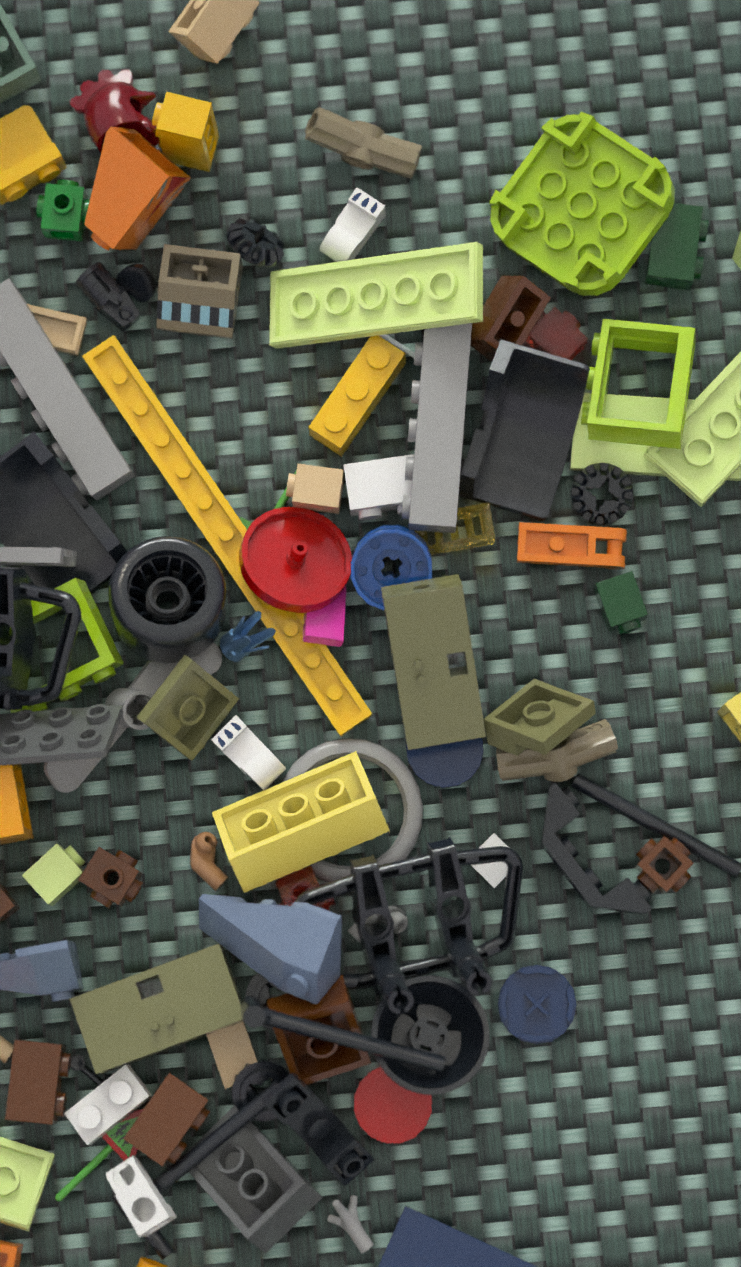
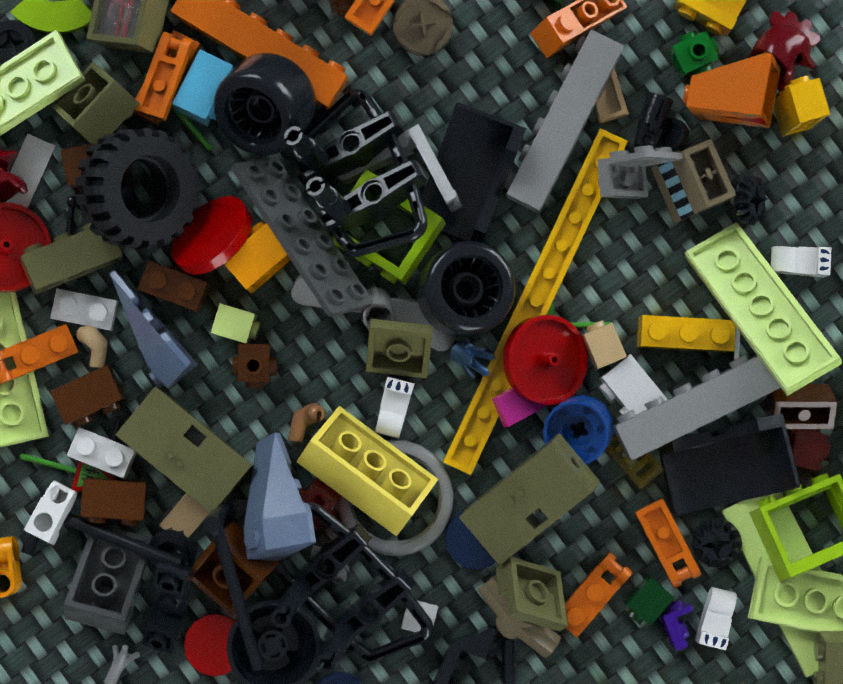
camera: 50 degrees right, 5 degrees up
(144, 357) = (625, 174): none -> light grey bracket
(580, 656) = (594, 593): none -> orange plate
(668, 592) = (675, 629): none -> dark purple bracket
(682, 541) = (716, 618): none -> white leg

